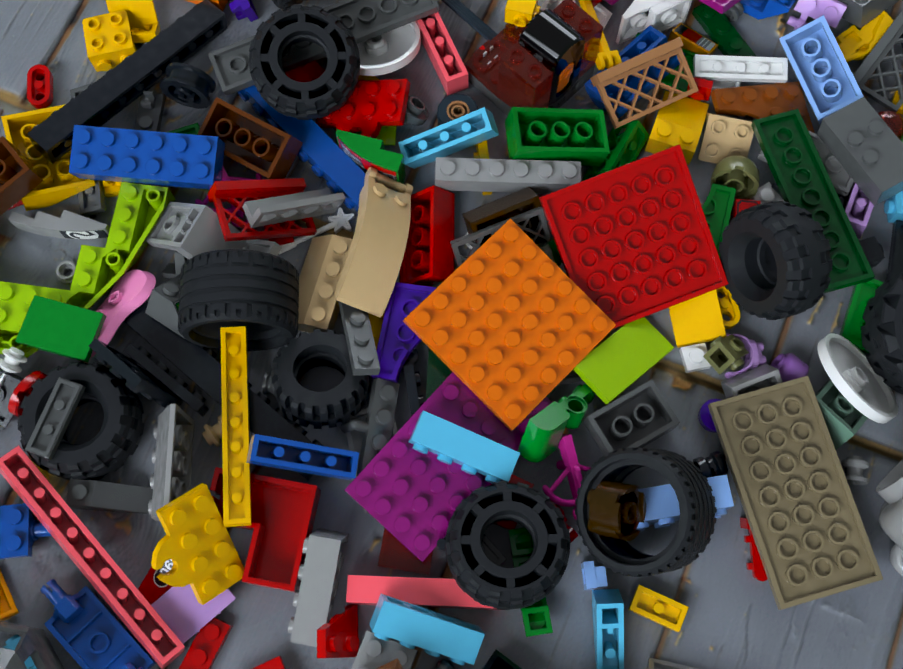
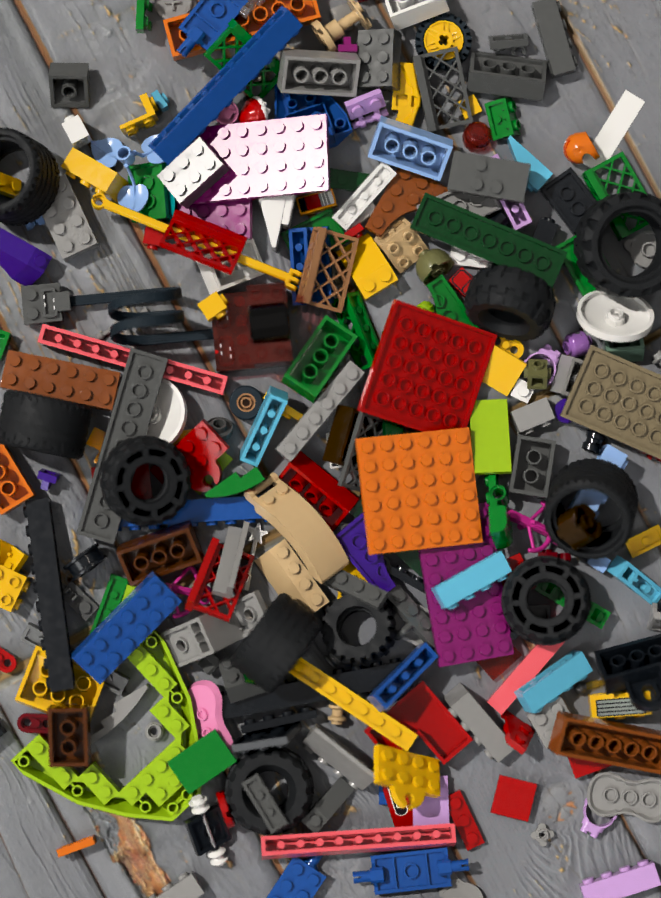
camera: 50 degrees left, 15 degrees up
(682, 384) = (532, 415): none -> light grey brick

